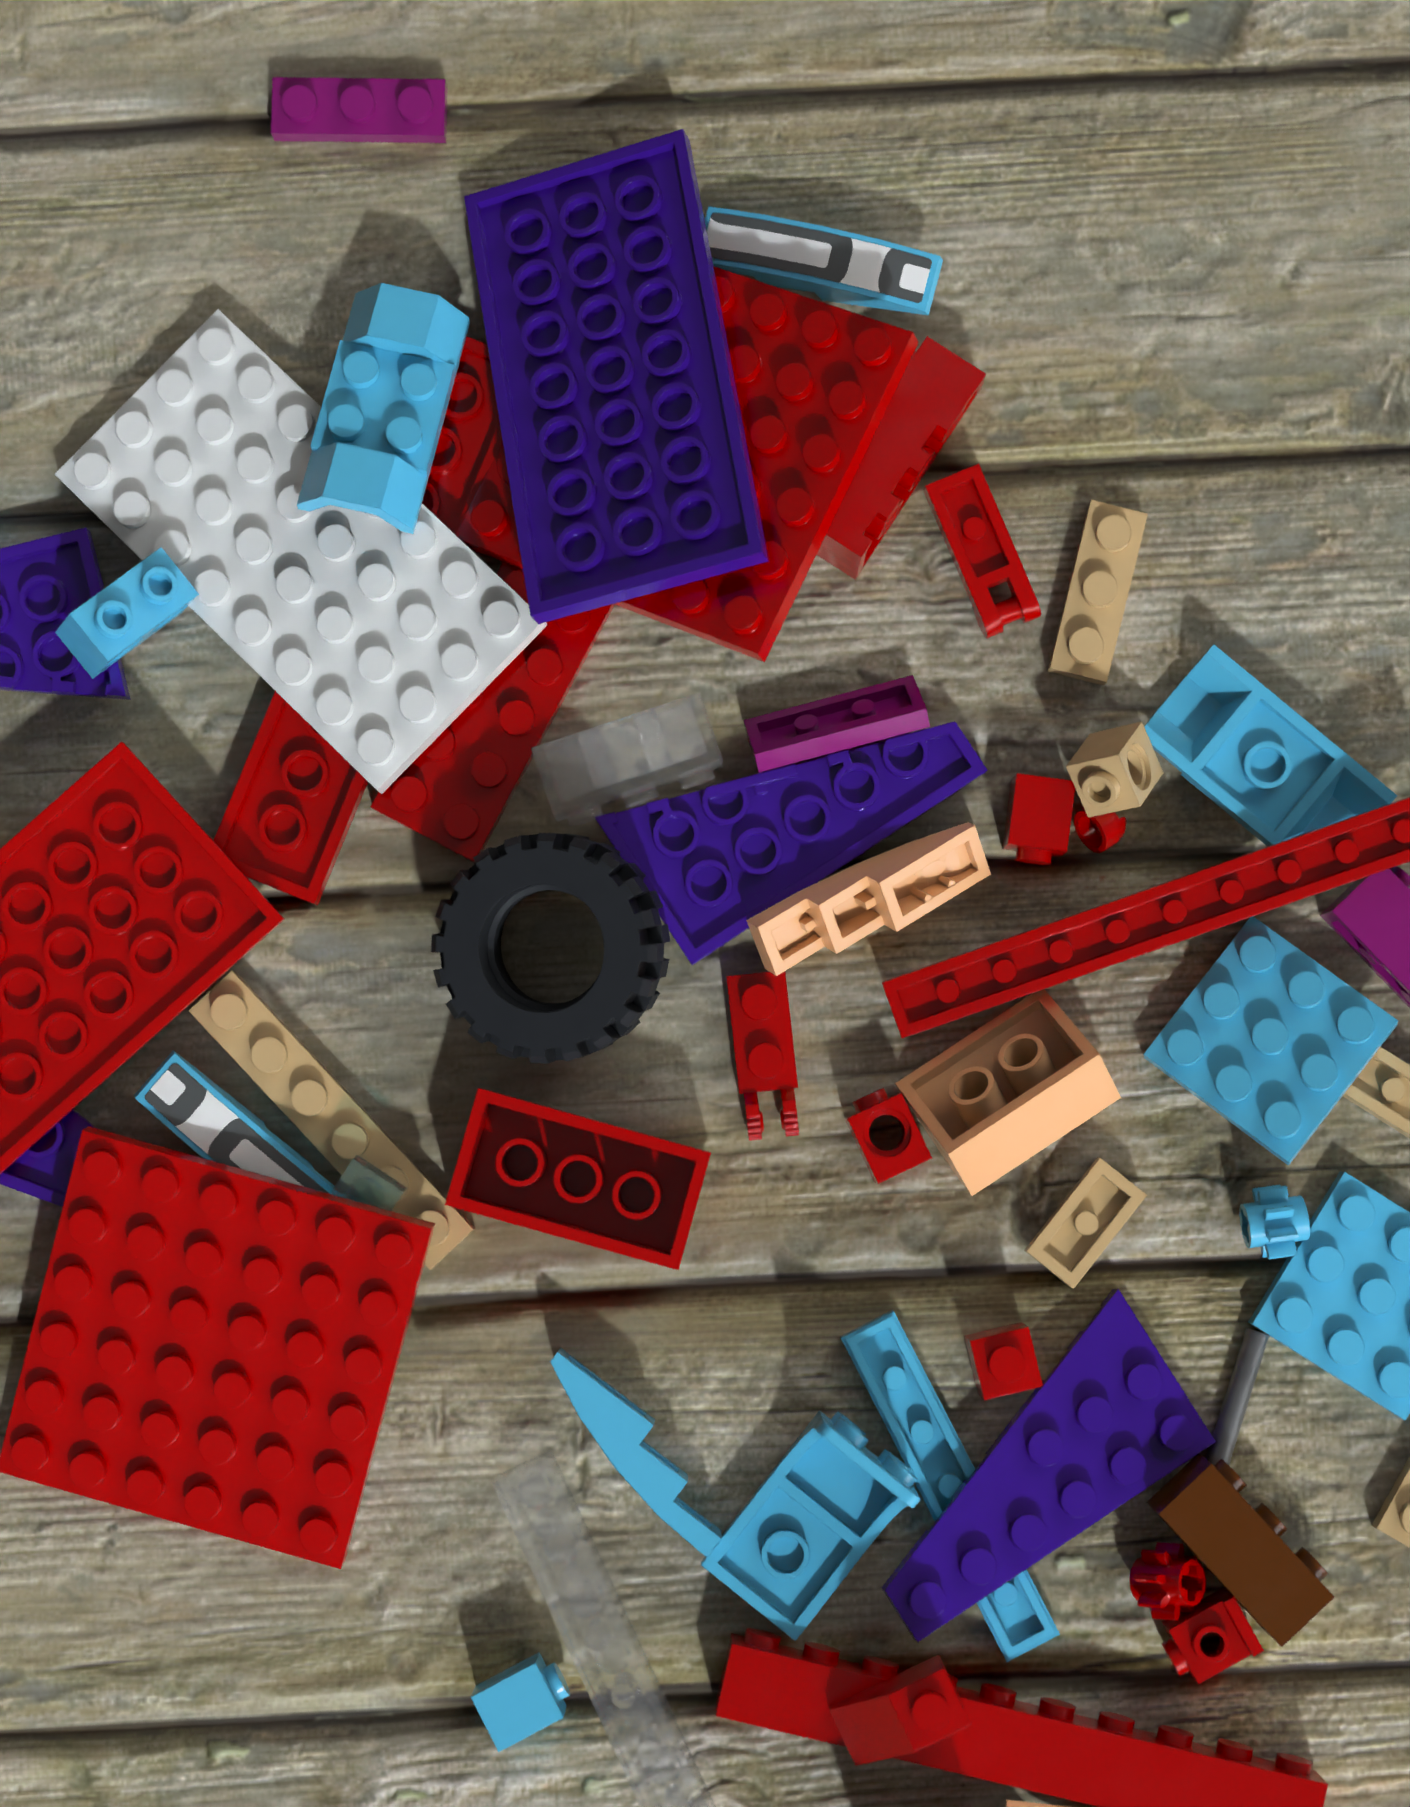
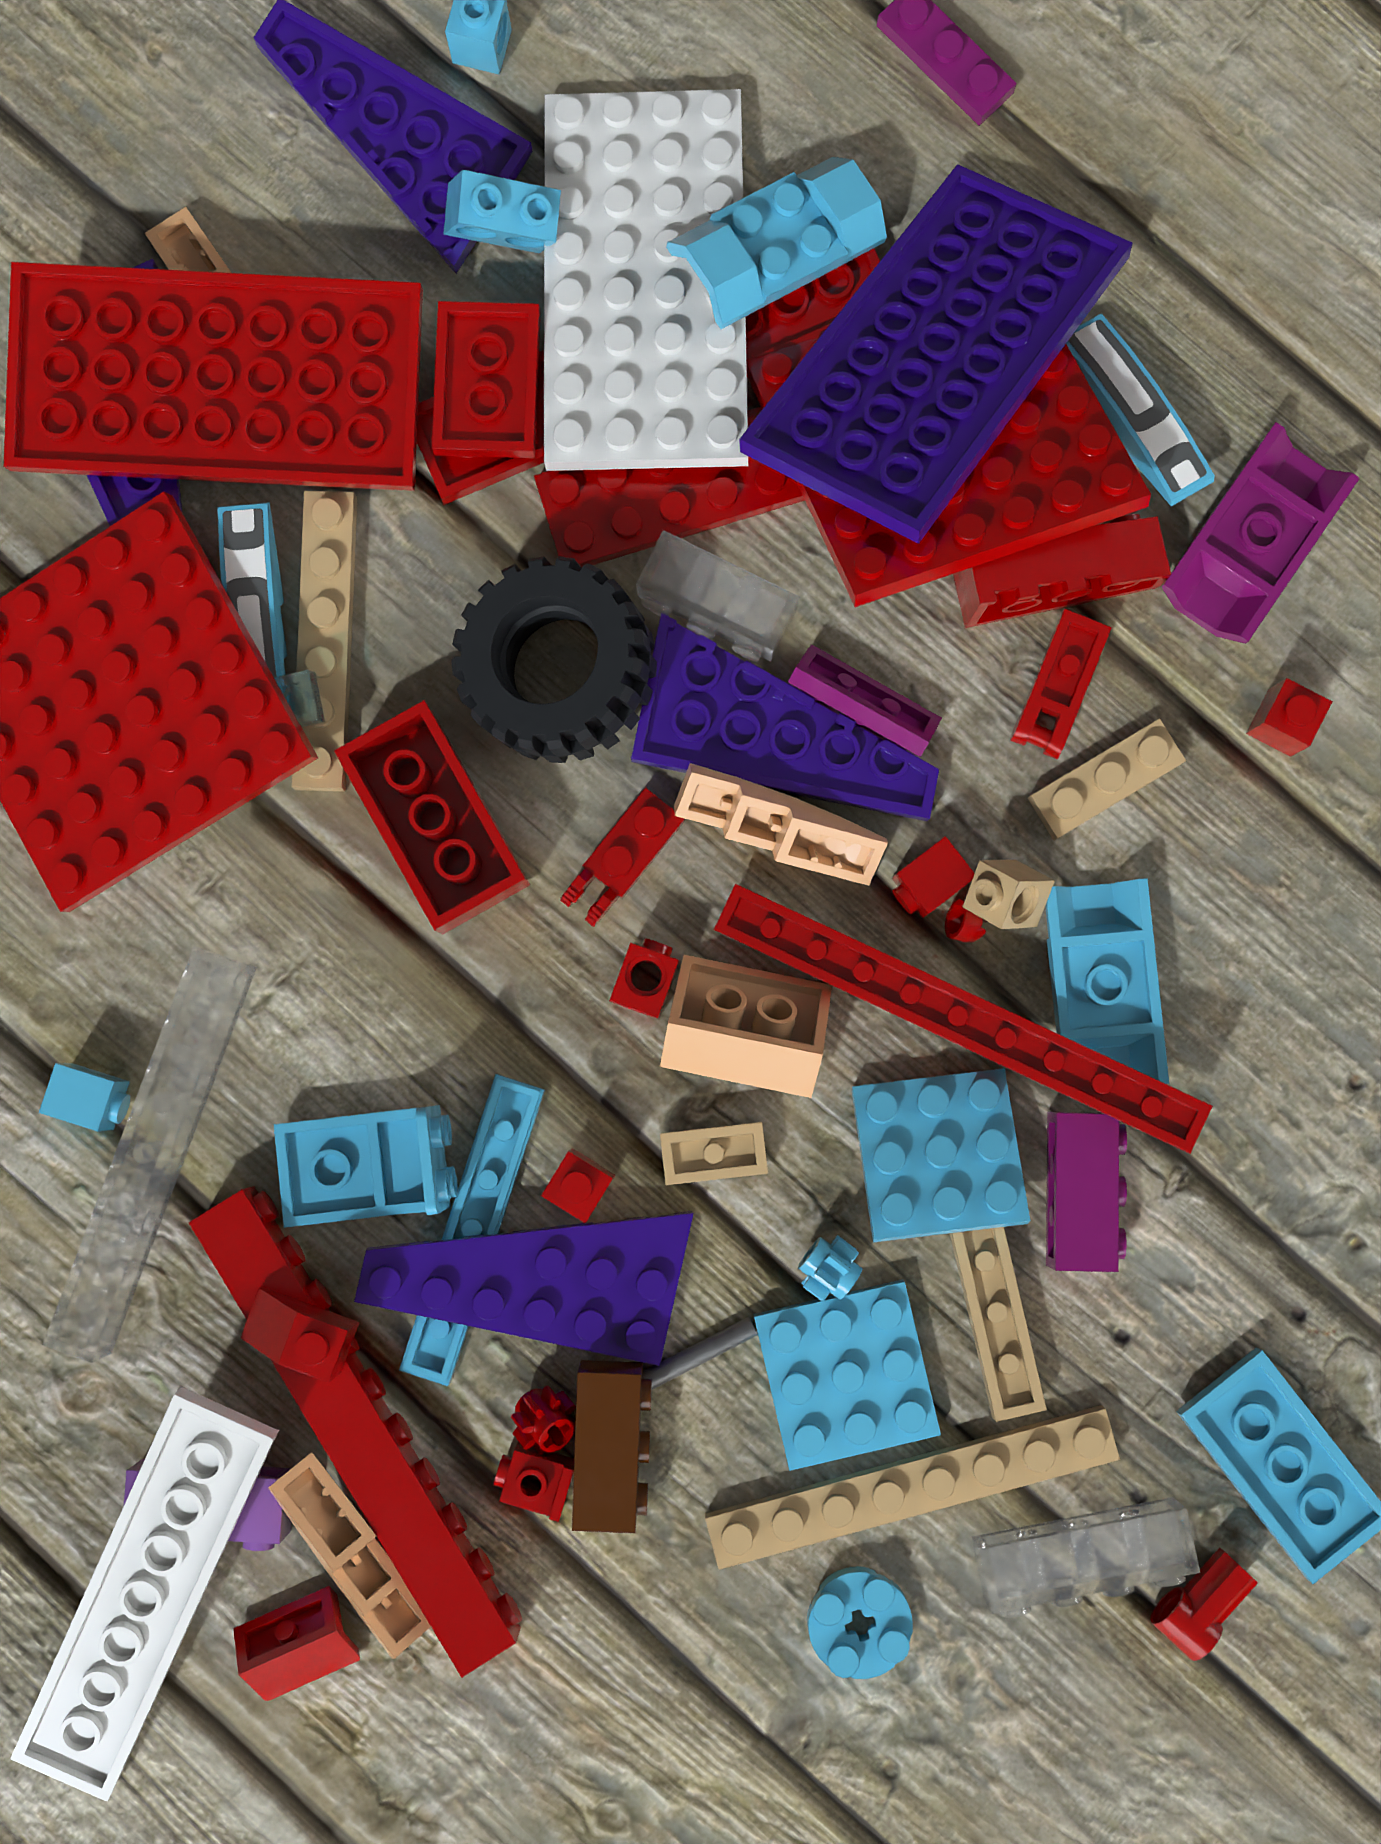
camera: 45 degrees right, 0 degrees up
(255, 767) = (486, 379): none -> red plate
(620, 1431) = (305, 995): medium azure slope -> none
(1023, 271) = (1256, 538): none -> magenta piece
(1196, 396) = (1289, 717): none -> red brick

